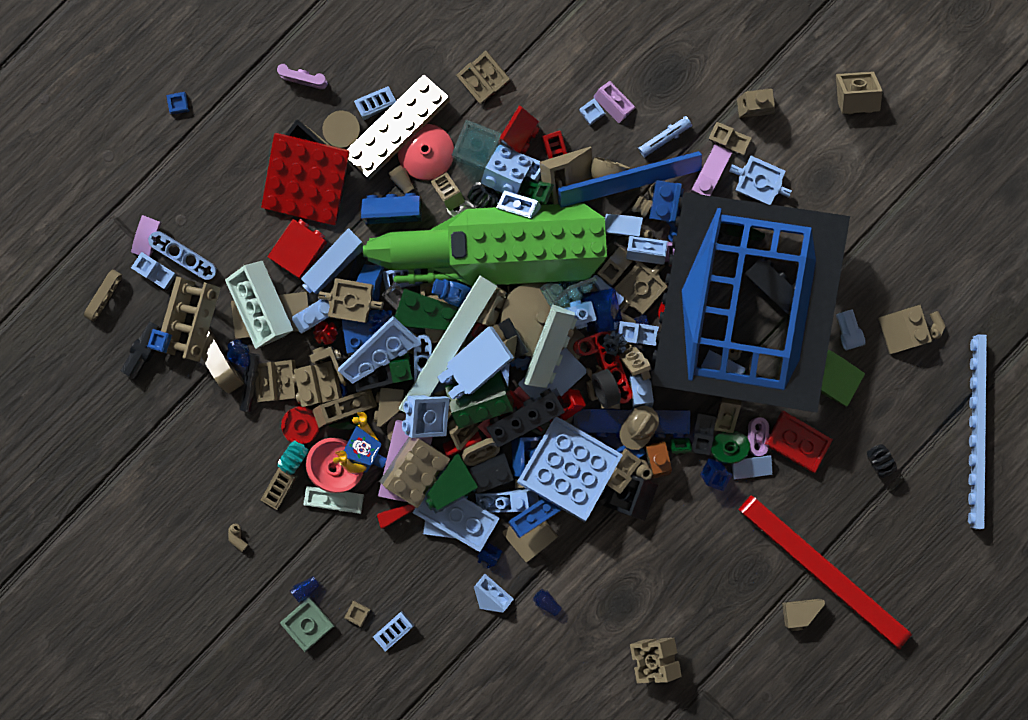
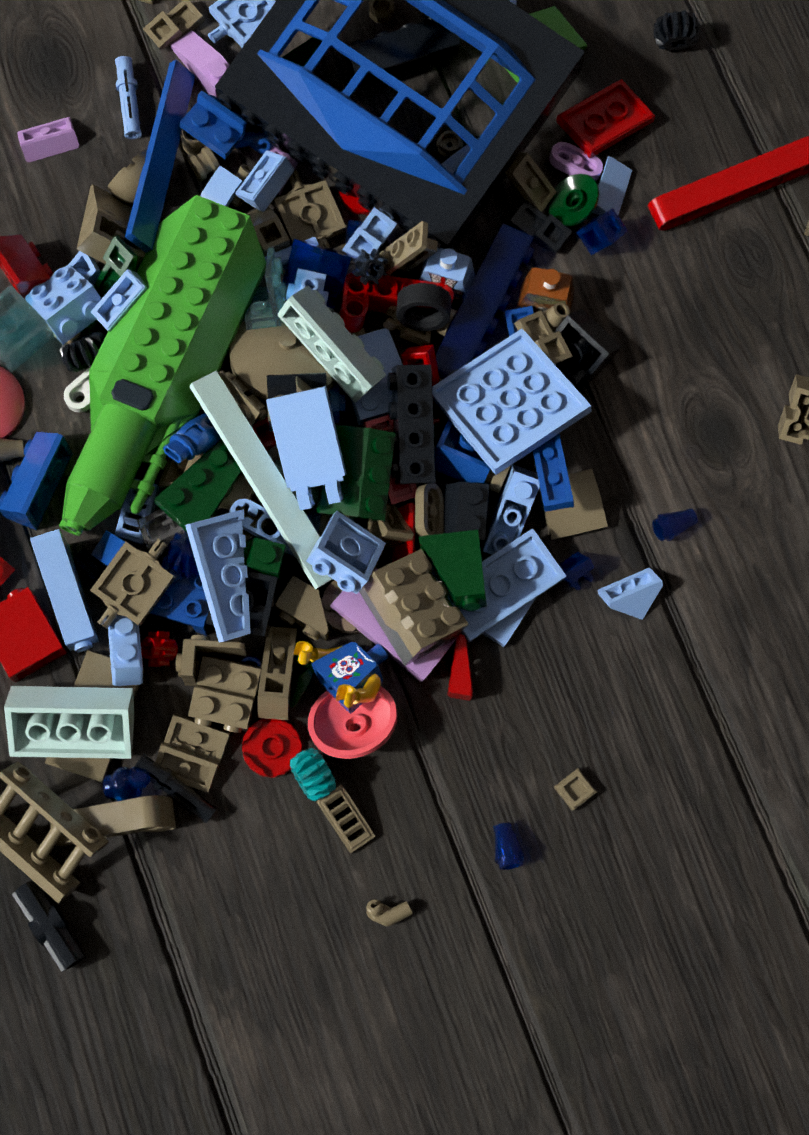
camera: 75 degrees left, 10 degrees down
(159, 340) = (48, 887): blue tile -> none
(307, 624) = (559, 866): sand green plate -> none
(337, 501) = (399, 749): light aqua tile -> none
(405, 620) = (632, 746): light blue slope -> none
(448, 192) = (53, 394): dark tan slope -> none
(557, 134) = (60, 244): red slope -> none
(592, 111) = (45, 171): light blue tile -> none
(639, 427) = (495, 294): dark tan piece -> none
(680, 446) = (544, 258): dark green slope -> none

